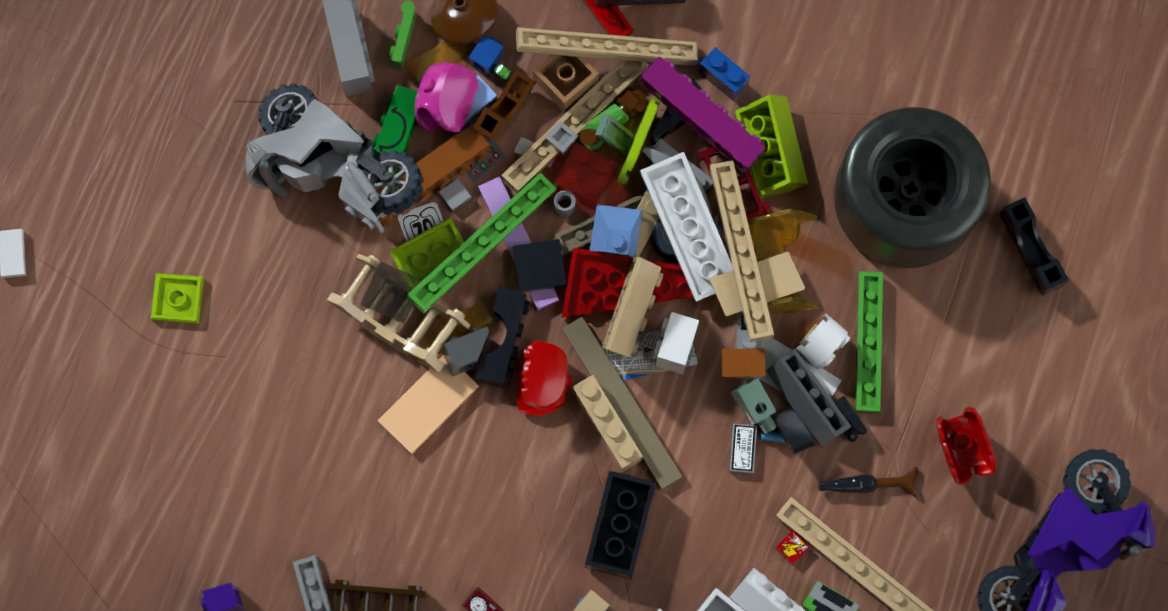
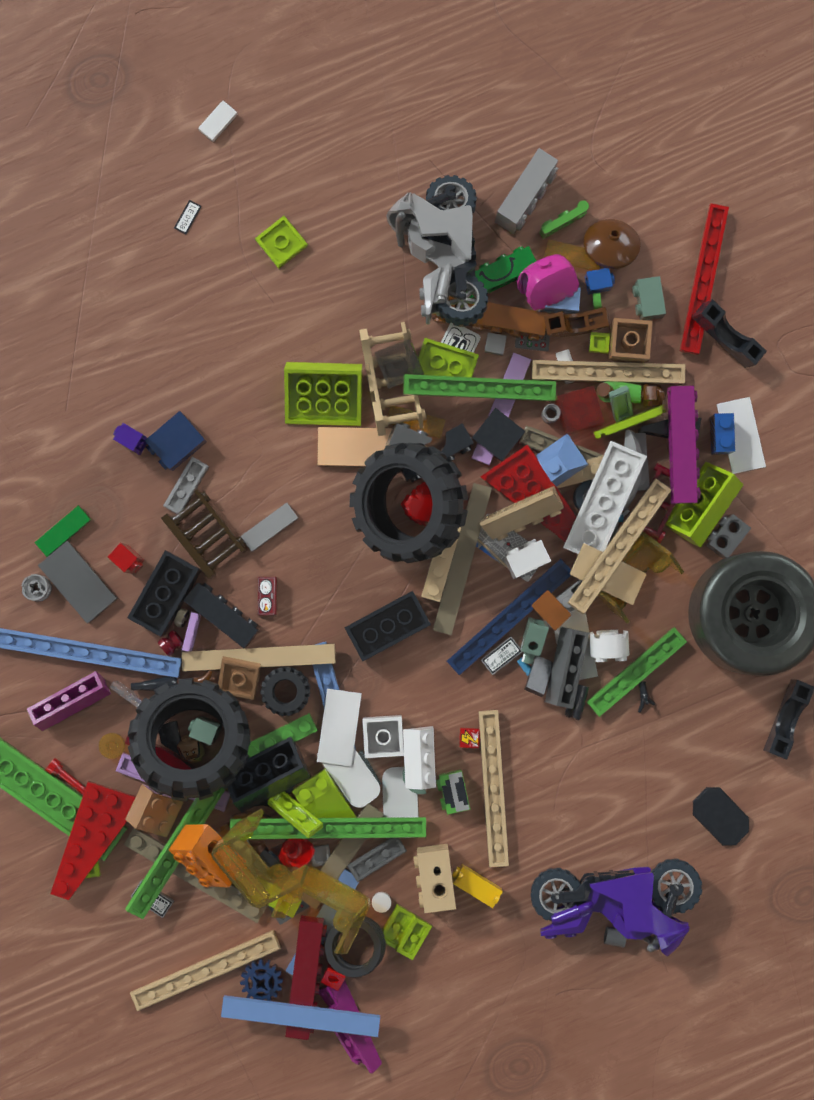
camera: 50 degrees right, 10 degrees up
(70, 361) = (187, 217): none -> sticker
(264, 563) = (175, 441): none -> dark blue brick
(351, 387) = (323, 393): none -> lime slope
(426, 551) = (269, 527): none -> light grey tile
(491, 433) = (371, 508): none -> black tyre
(540, 17) = (649, 298): none -> sand green brick
(541, 104) = (599, 342): none -> lime plate
(561, 137) = (588, 374): light grey plate -> none
(605, 46) = (671, 347): tan tile -> none
(714, 410) = (508, 617): none -> dark blue plate
(762, 67) = (748, 449): none -> white sticker
(825, 151) = (731, 539): none -> dark grey brick
(868, 483) = (549, 749): black piece -> none
(897, 354) = (645, 698): none -> black bar
(966, 446) = (624, 787): red animal -> none
(1069, 386) = (720, 816): none -> black shield
(1097, 583) = (614, 937): none -> dark grey beam

